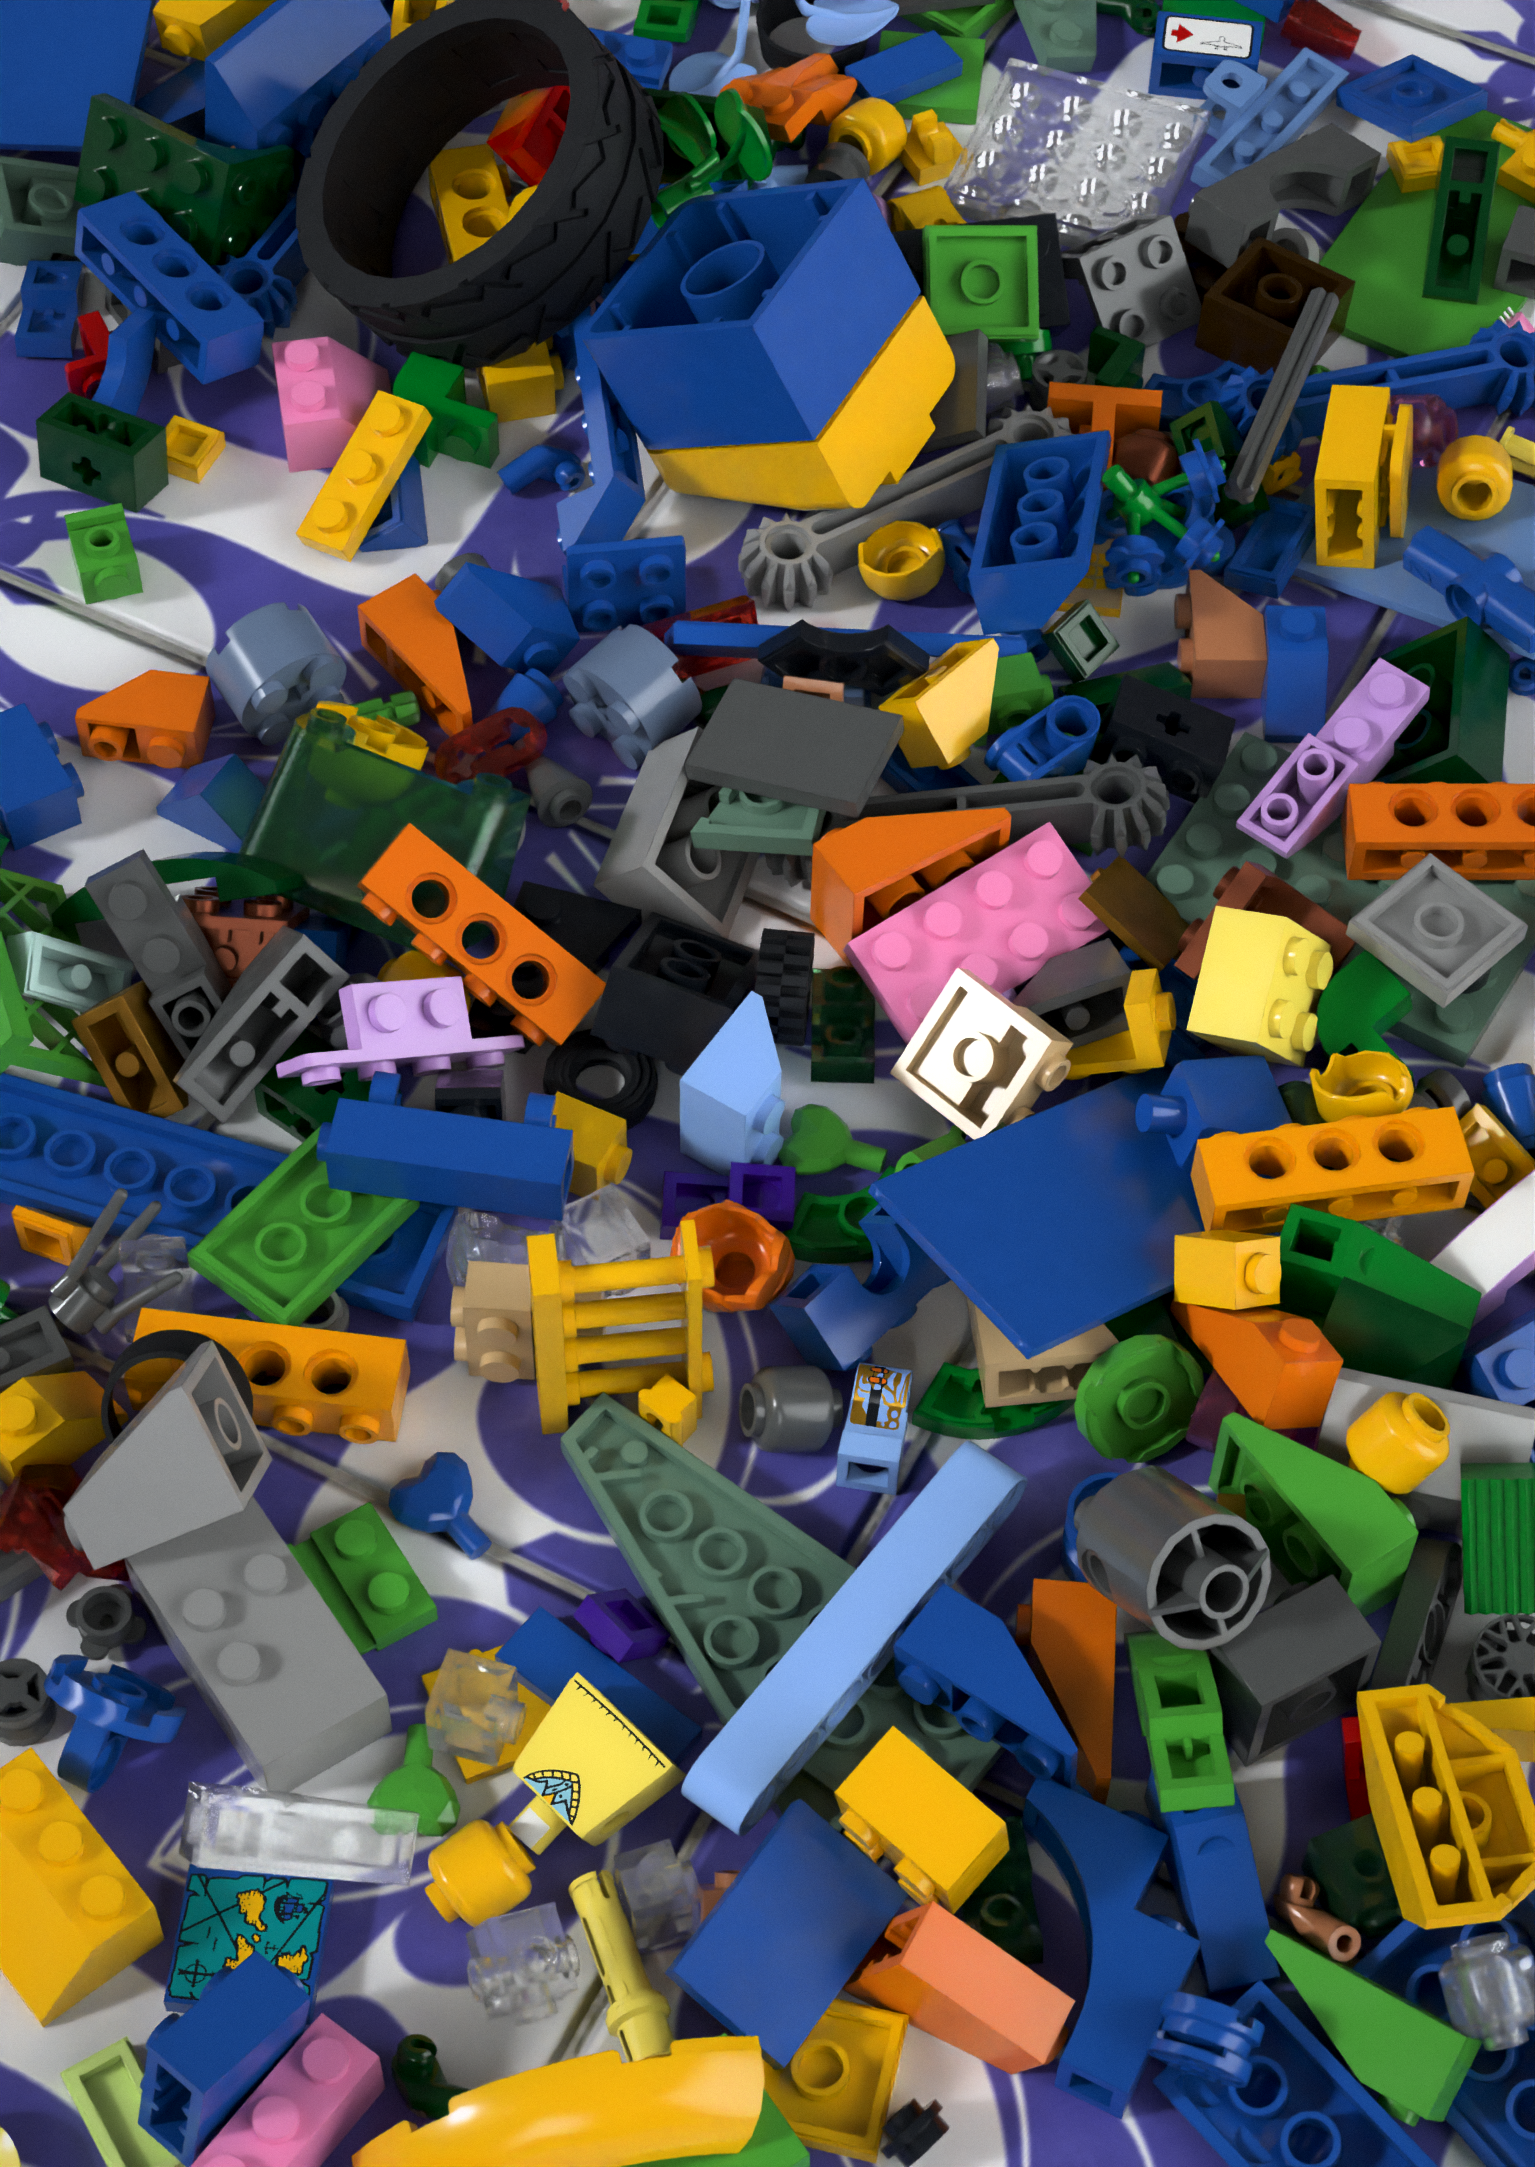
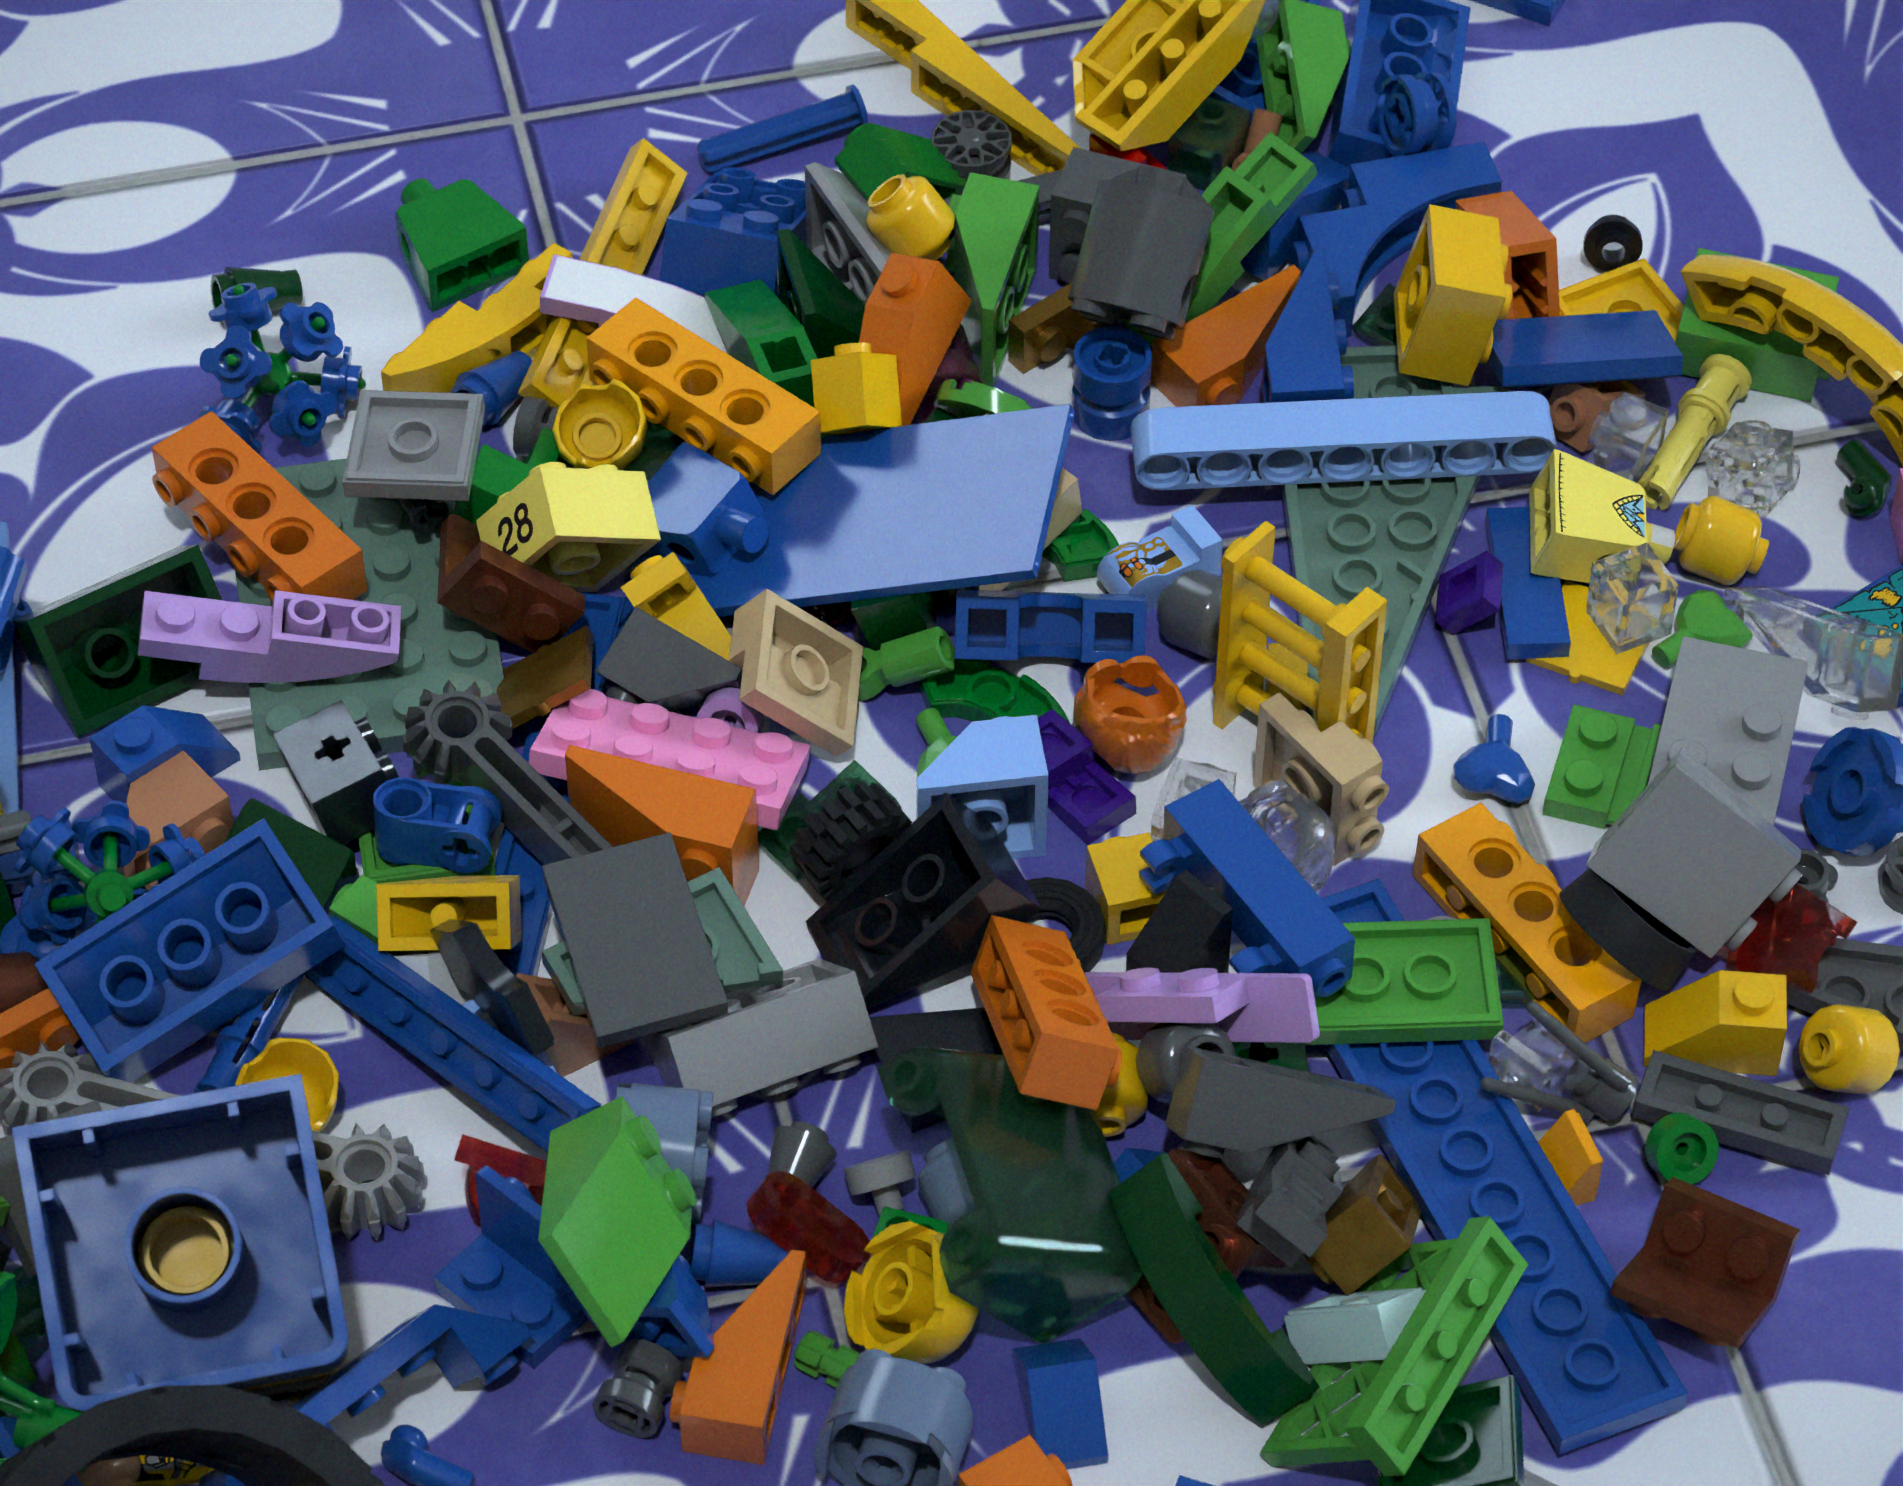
camera: 130 degrees left, 5 degrees down
(560, 560) = (613, 1213): none -> bright green slope

